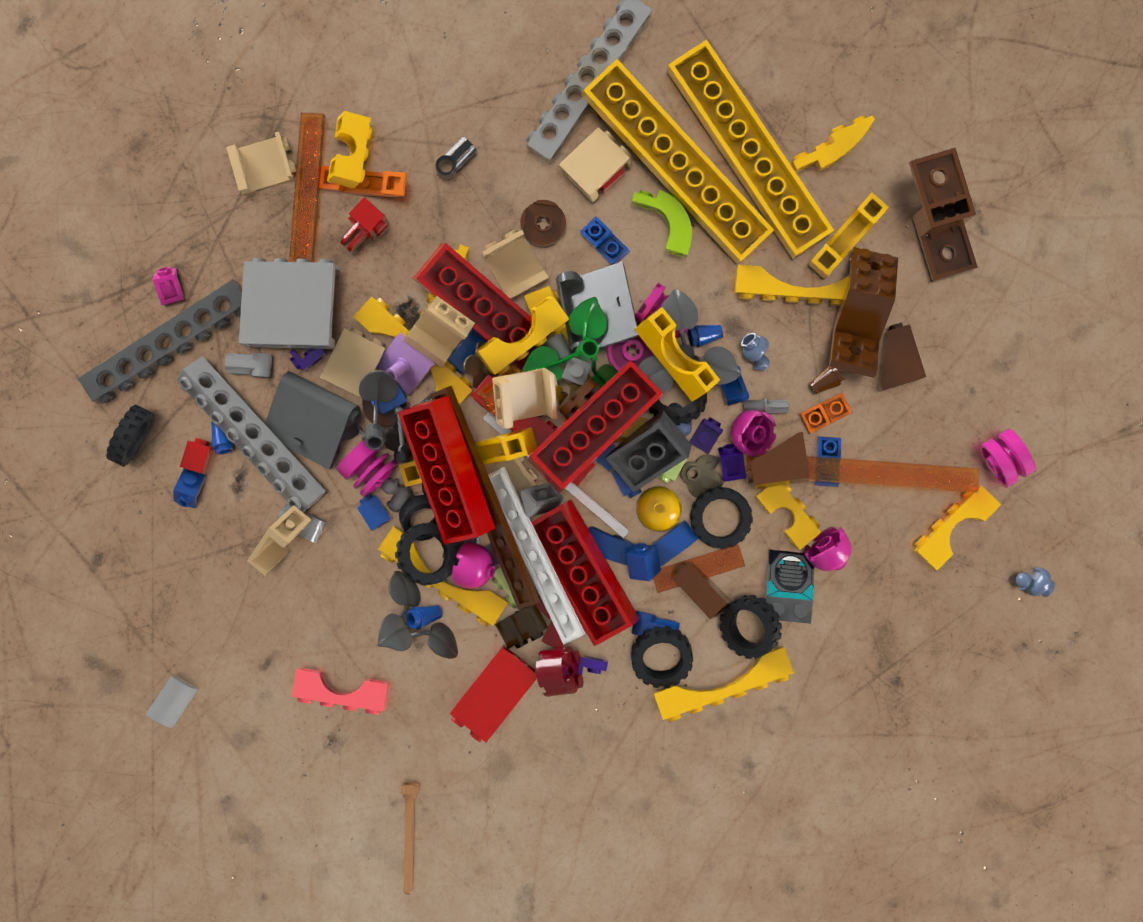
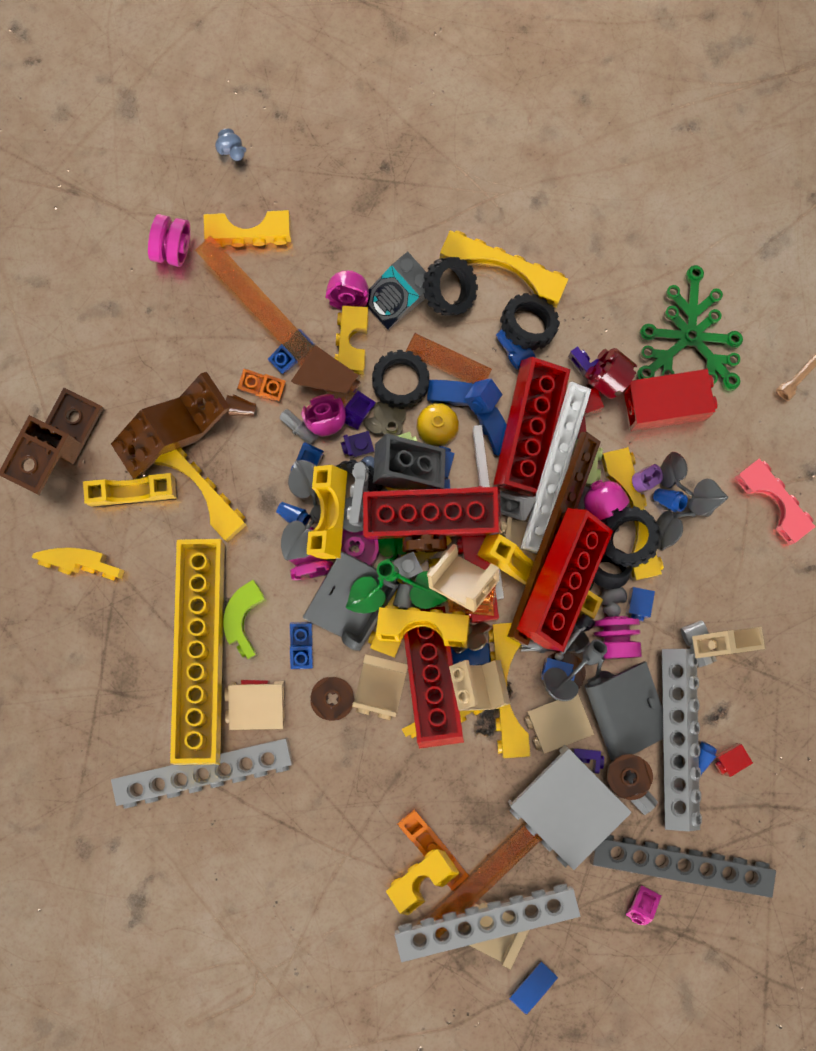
camera: 135 degrees left, 5 degrees down
(129, 435) = (771, 819): black tyre -> none
(188, 488) = (759, 742): blue bracket -> none
(197, 150) = (533, 988): none -> blue slope
(251, 373) = (641, 782): none -> reddish brown plate
(273, 149) = (566, 910): none -> light grey brick
(367, 222) = (457, 817): red brick -> none
(405, 364) = (524, 687): lavender tile -> none
(452, 615) = (647, 478): none -> medium lavender beam
(456, 157) = (350, 804): black piece -> none
(522, 626) = (608, 428): dark brown brick -> none
(541, 787) = (692, 310): none -> green plant
(673, 403) = (355, 512): none -> light grey hinge
(701, 589) = (461, 340): reddish brown slope -> none
(749, 149) = (139, 614): yellow brick -> none
(754, 349) = (268, 471): sand blue animal -> none
(899, 358) = (176, 374): reddish brown slope -> none

